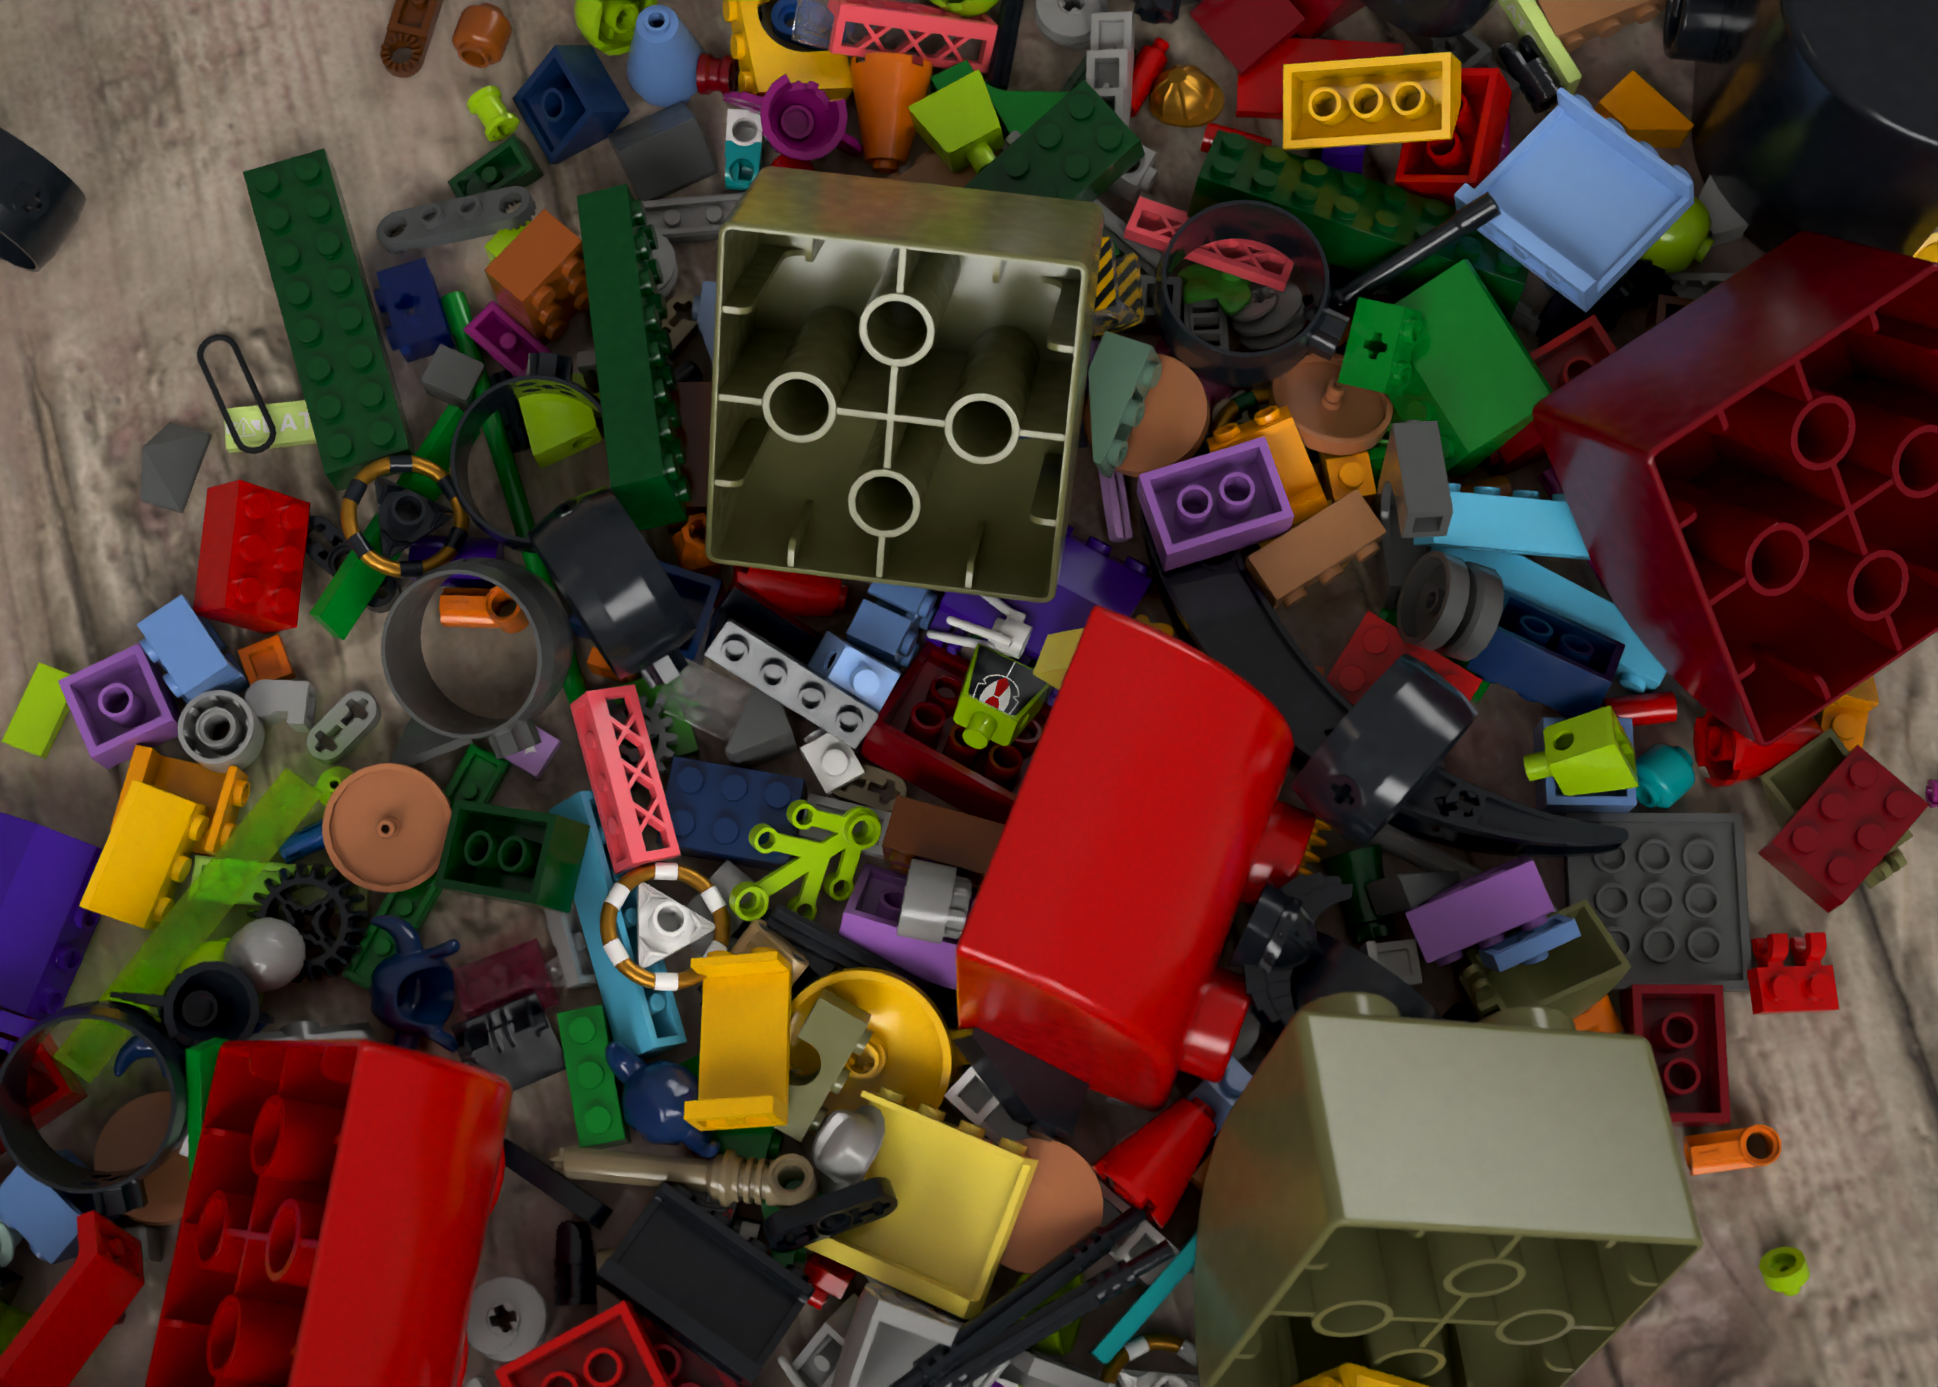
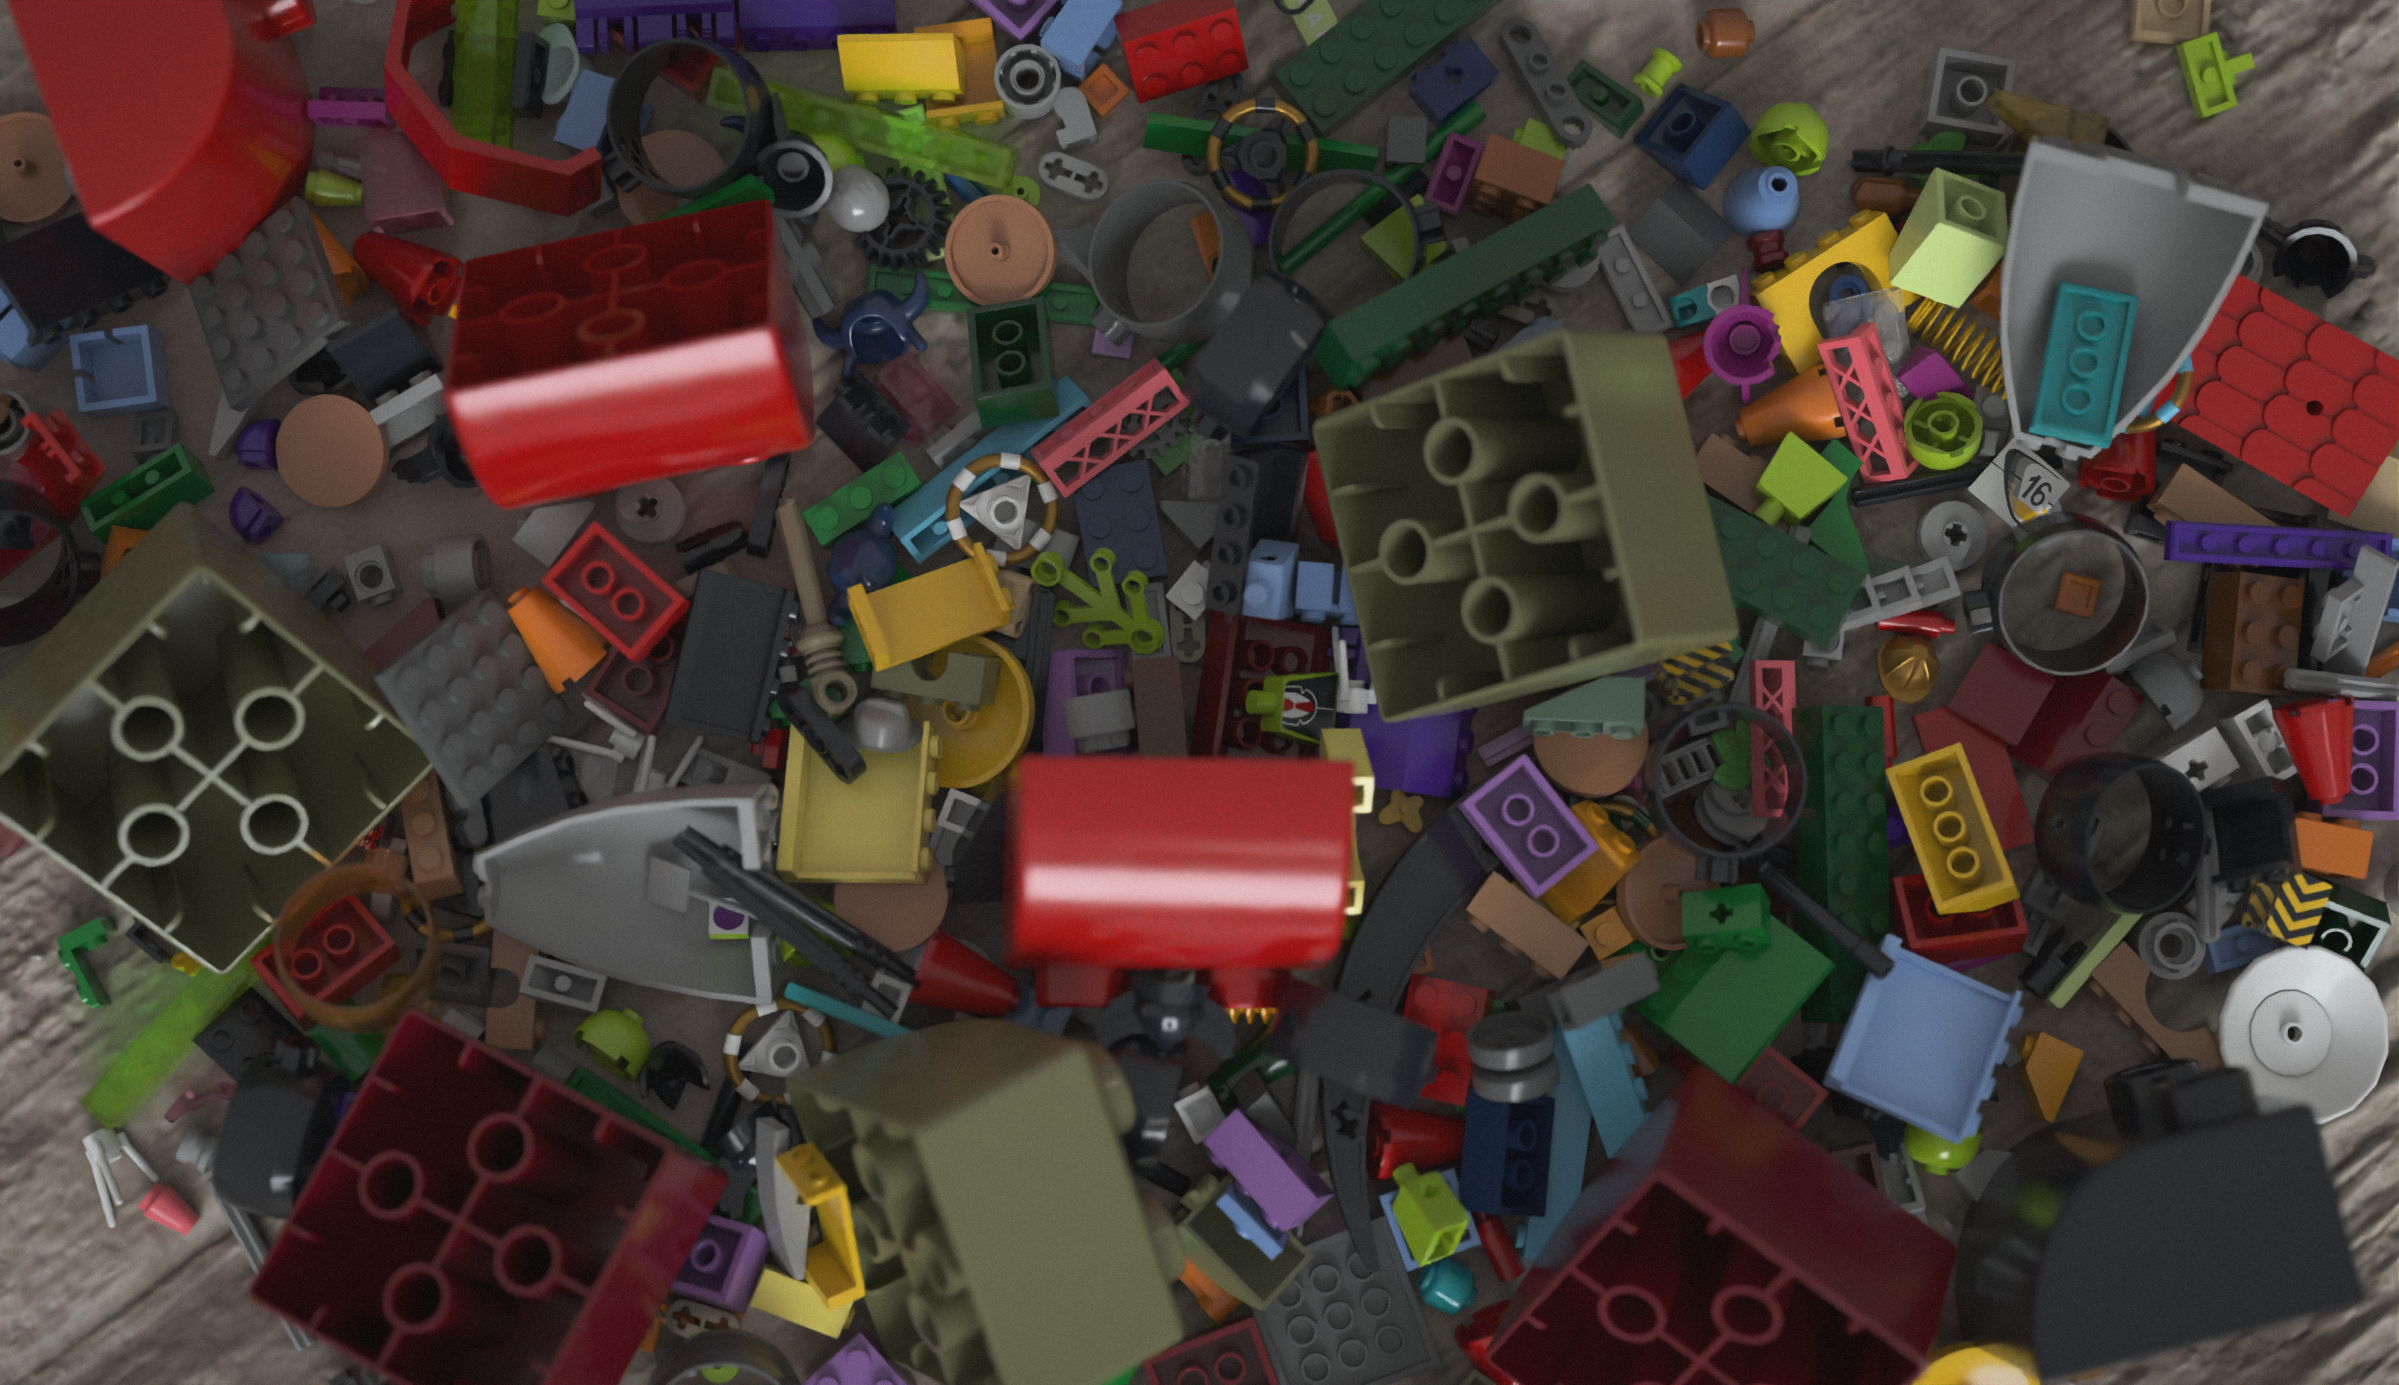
camera: 60 degrees right, 10 degrees up
(1496, 748) = (1410, 1136): none -> red cone

